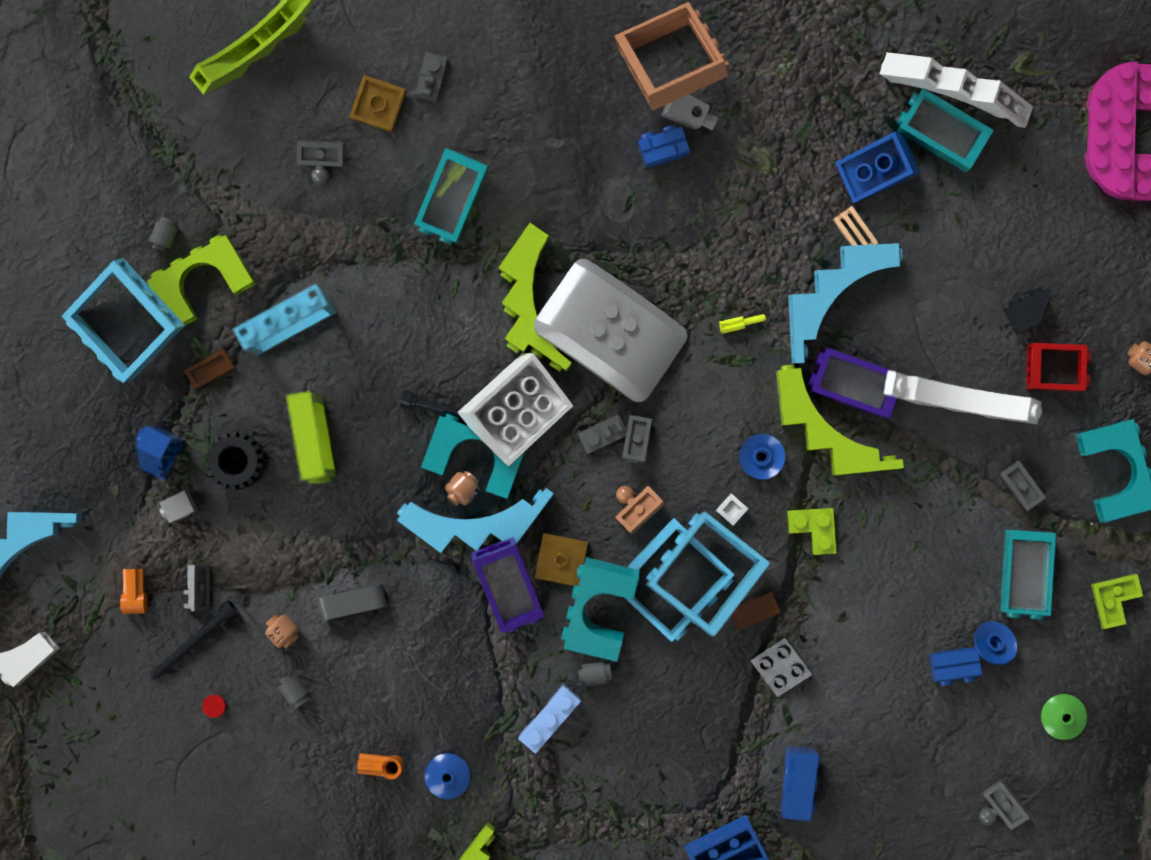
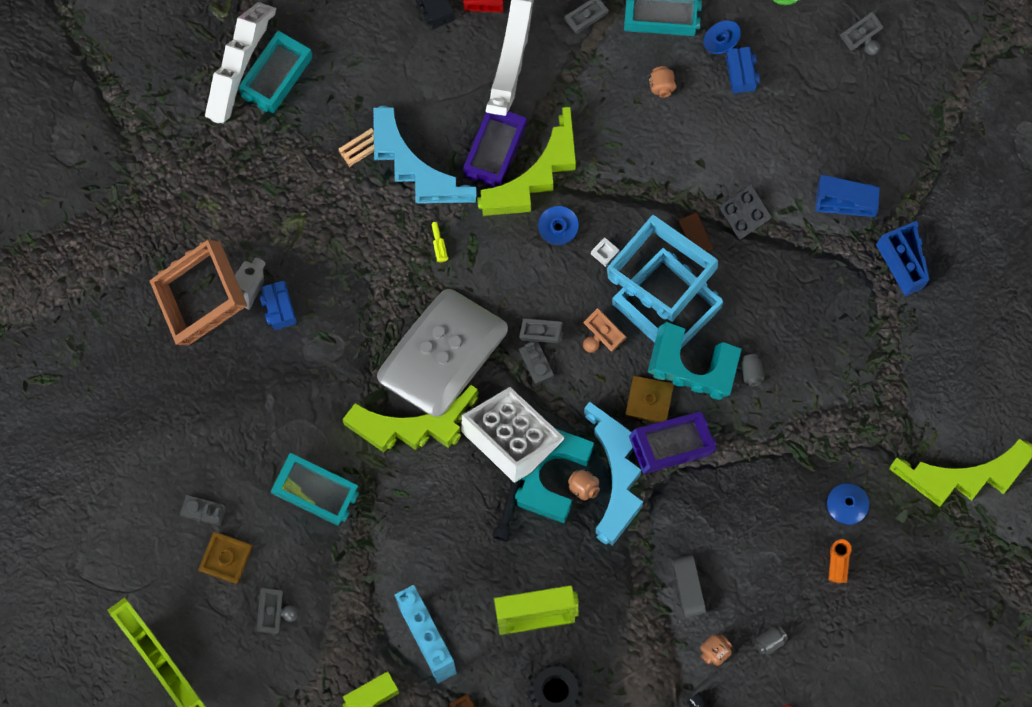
camera: 90 degrees left, 15 degrees down
(549, 719) = (803, 416): light blue arch -> none
(819, 523) = (619, 179): lime plate -> none
(878, 167) = (305, 127): blue slope -> none
(939, 573) = (662, 81): none -> nougat head

